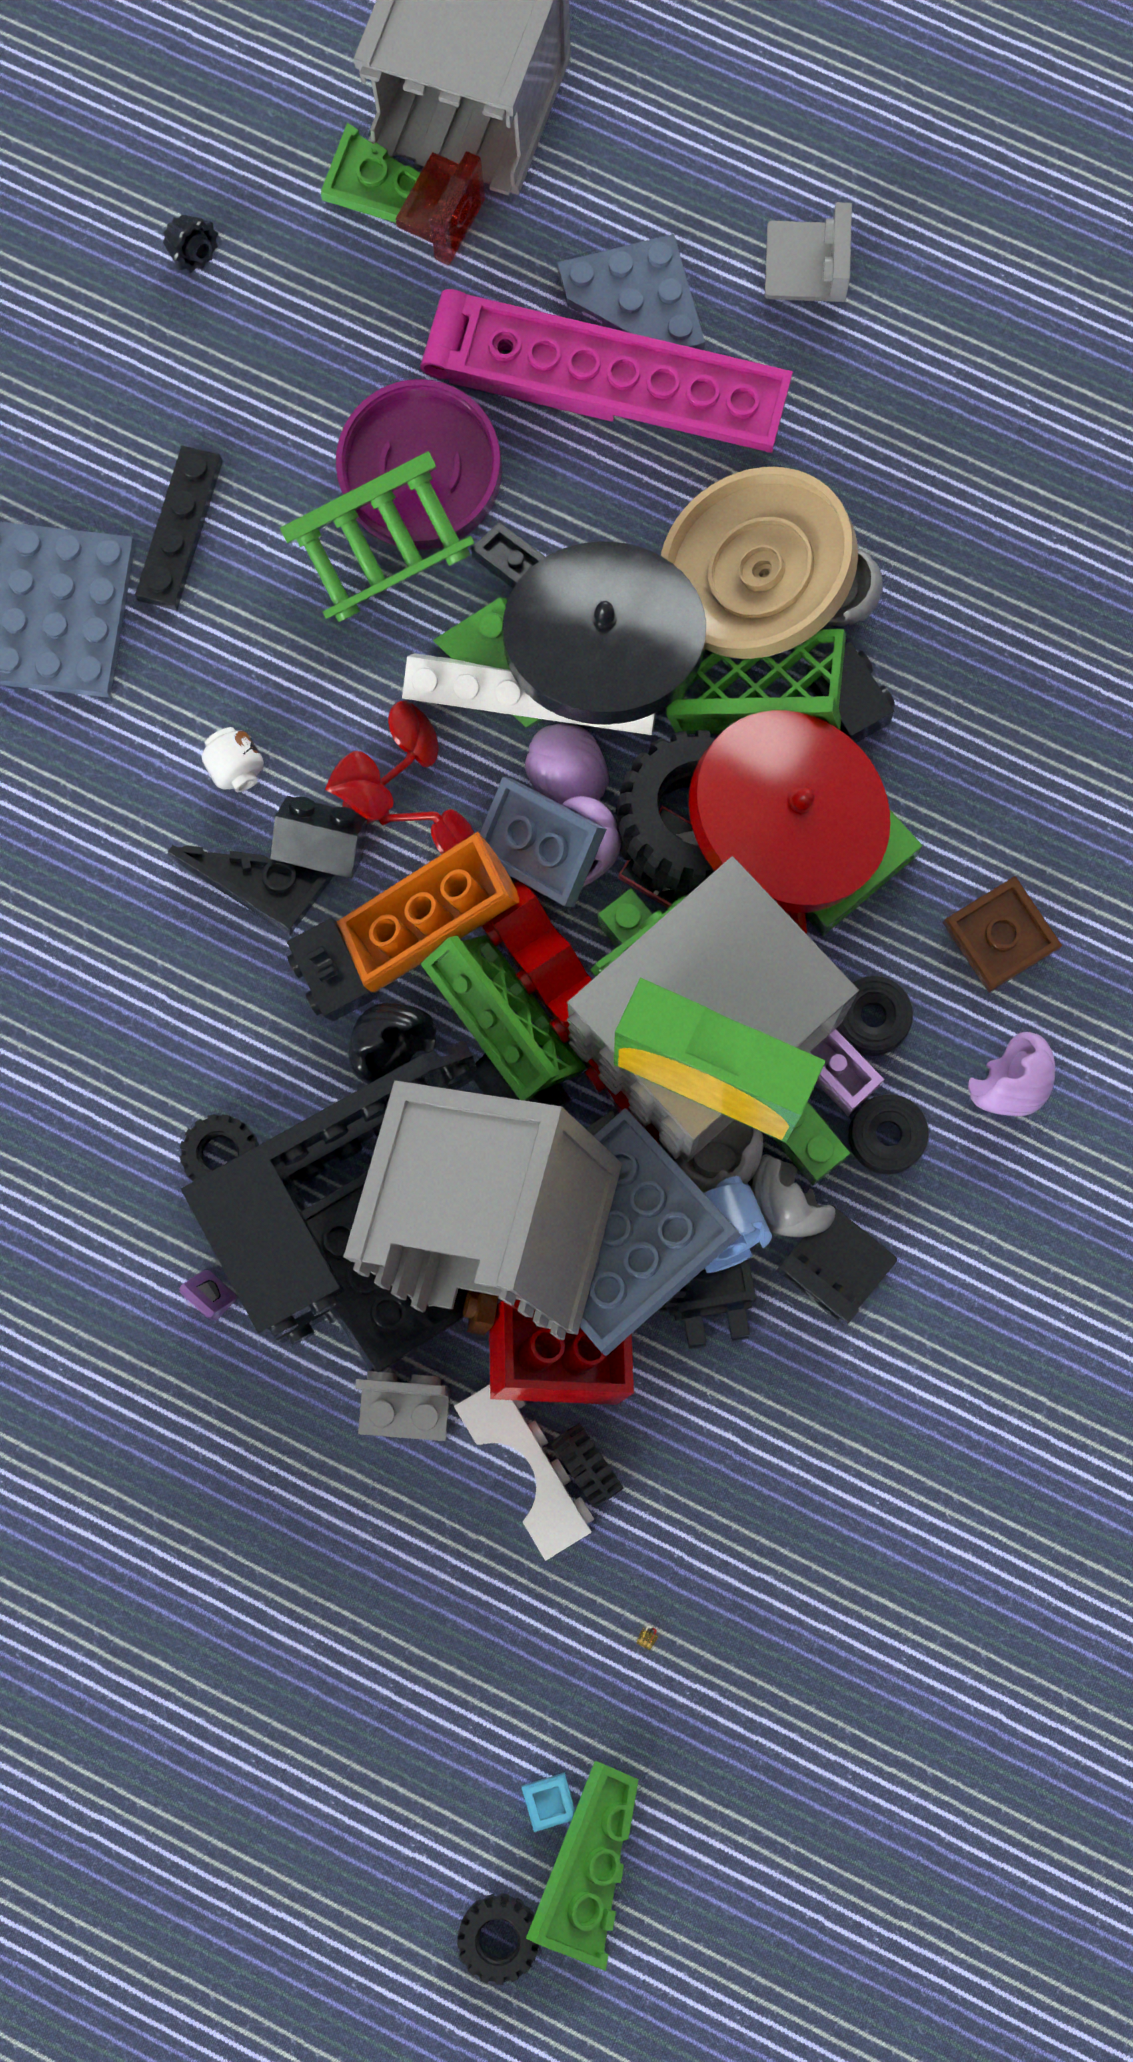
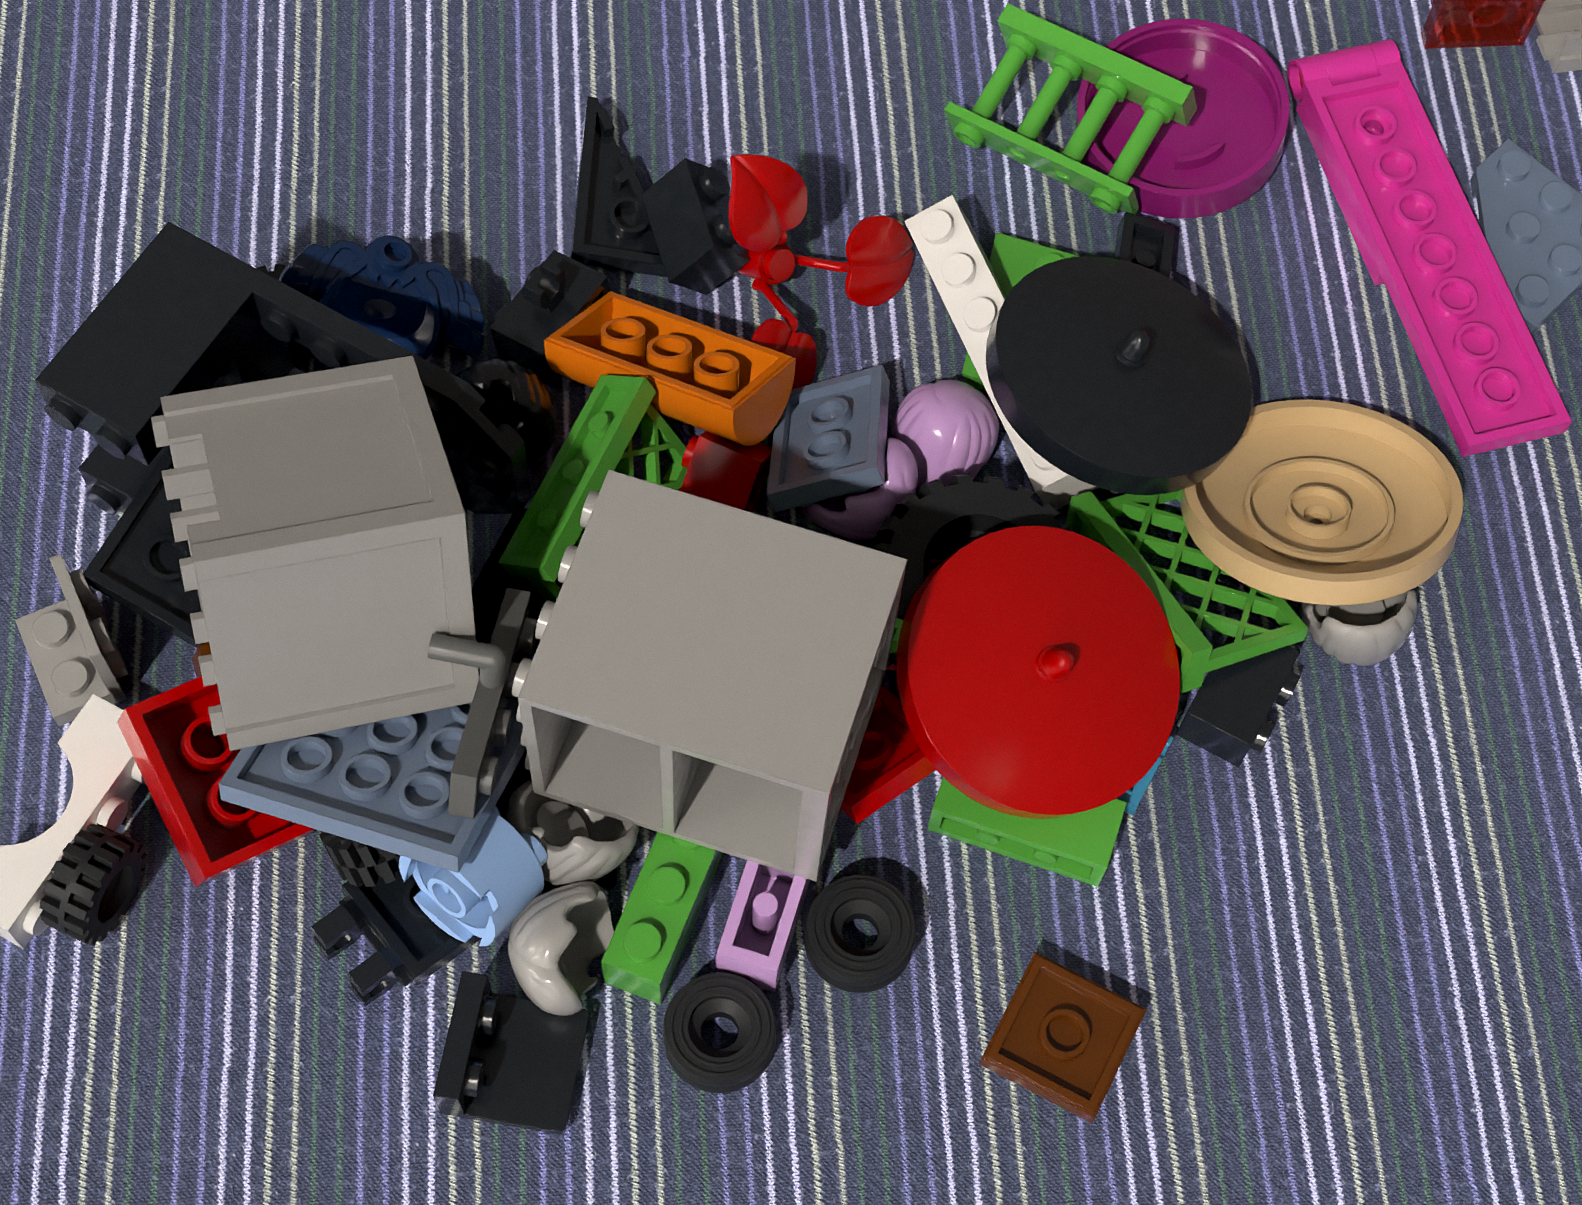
camera: 50 degrees right, 15 degrees down
(232, 759) = (731, 110): white head -> none
(266, 1079) = (391, 294): none -> dark blue piece
(650, 1165) = (488, 718): none -> dark grey plate
(715, 1060) = (602, 615): bright green tile -> none
(1018, 1080) = (883, 1158): lavender piece -> none

